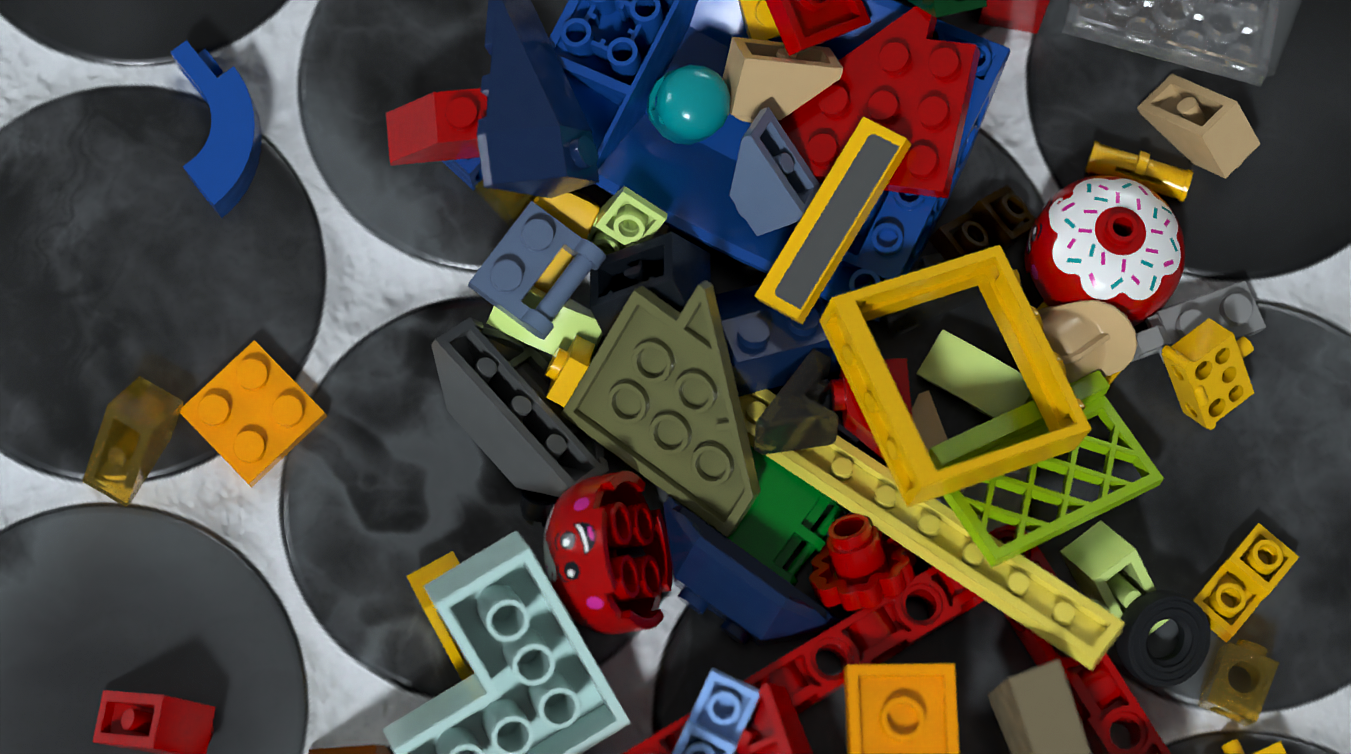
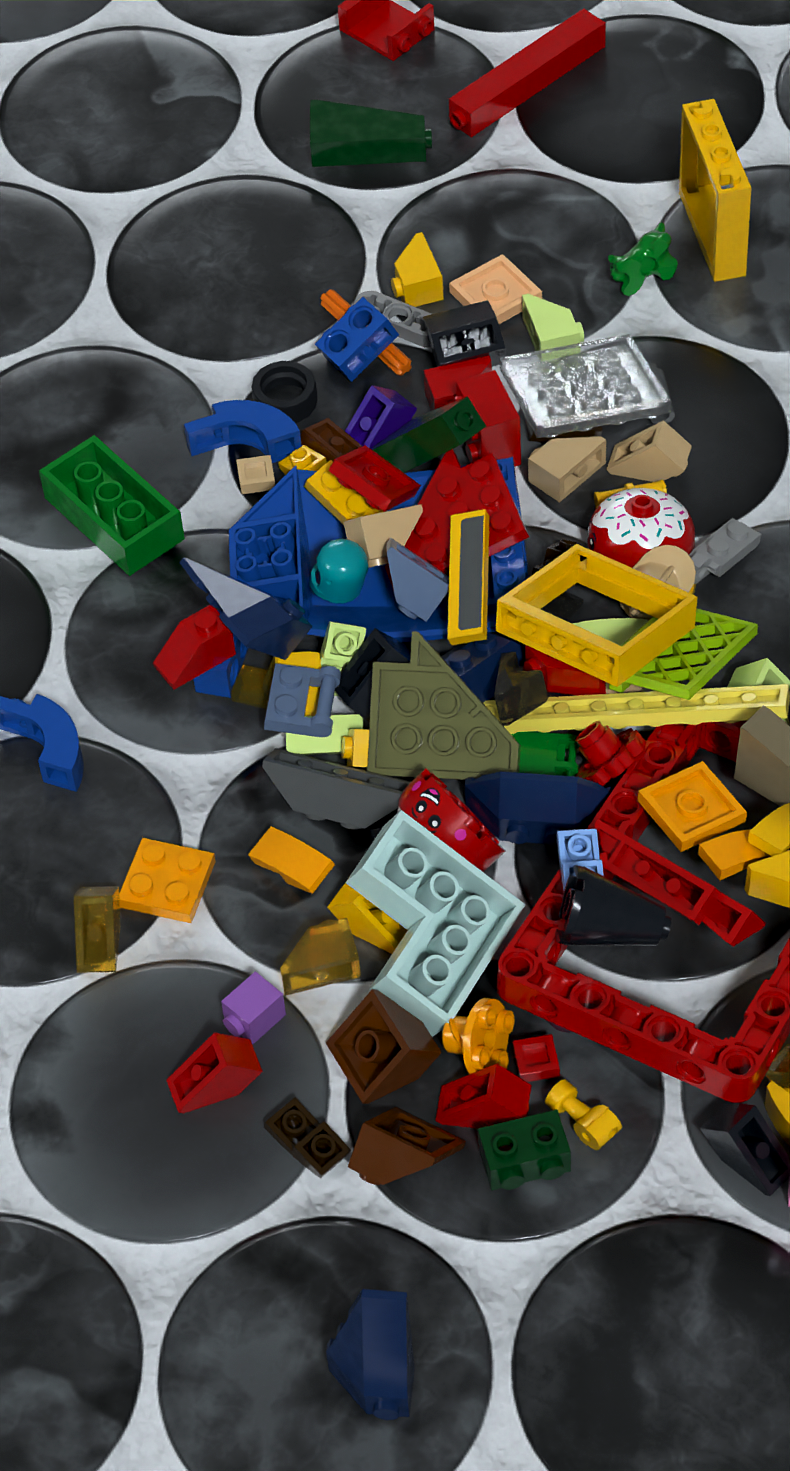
camera: 25 degrees left, 25 degrees down
(244, 661) = (253, 1008): none -> medium lavender brick
(366, 636) = (321, 958): none -> clear yellow slope
(407, 478) = (292, 859): none -> light orange slope
(1084, 76) = (565, 464): none -> tan slope
(1209, 372) = (744, 563): yellow piece -> none

